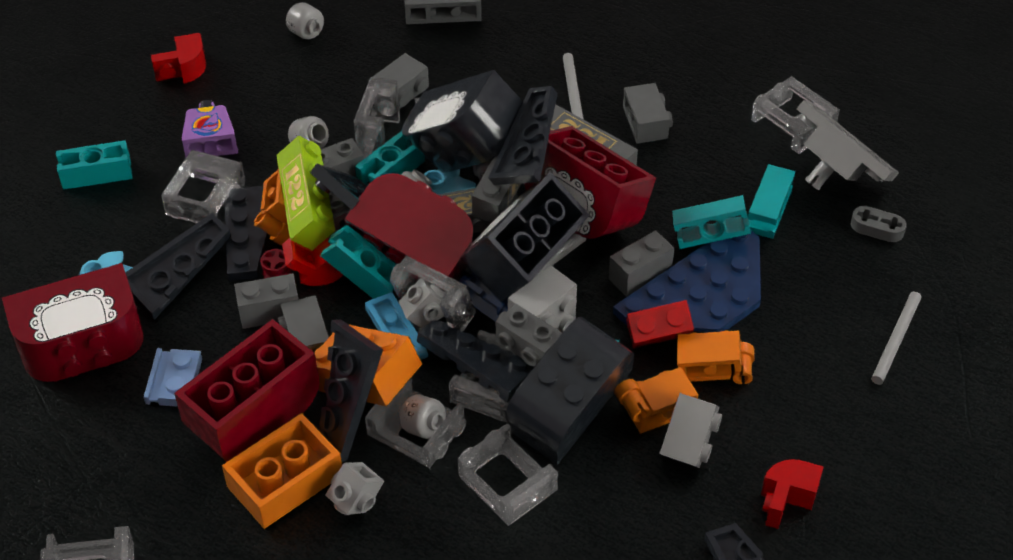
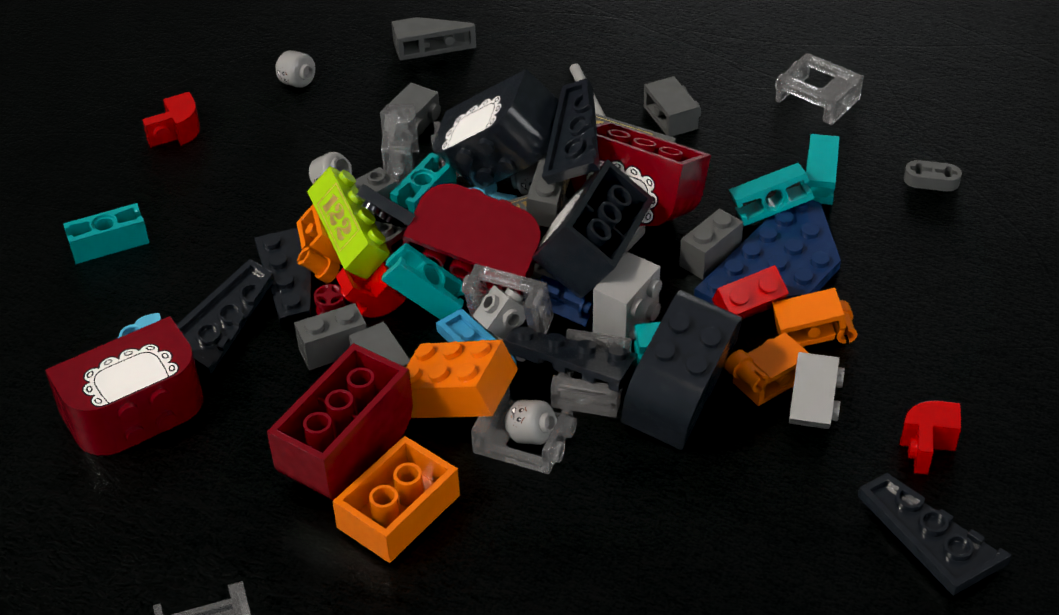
camera: 10 degrees left, 5 degrees down
(170, 373) = (246, 428): light blue plate -> none
(208, 130) = (223, 185): medium lavender torso -> none
(223, 171) = (232, 219): clear window -> none
(351, 377) = (452, 391): black wing -> none
(354, 488) = (479, 504): light grey brick -> none
(525, 334) = (623, 323): dark grey brick -> none
(538, 486) = (653, 492): clear window -> none
(839, 150) = (878, 110): light grey brick -> none
(896, 338) = (985, 277): light grey bar -> none

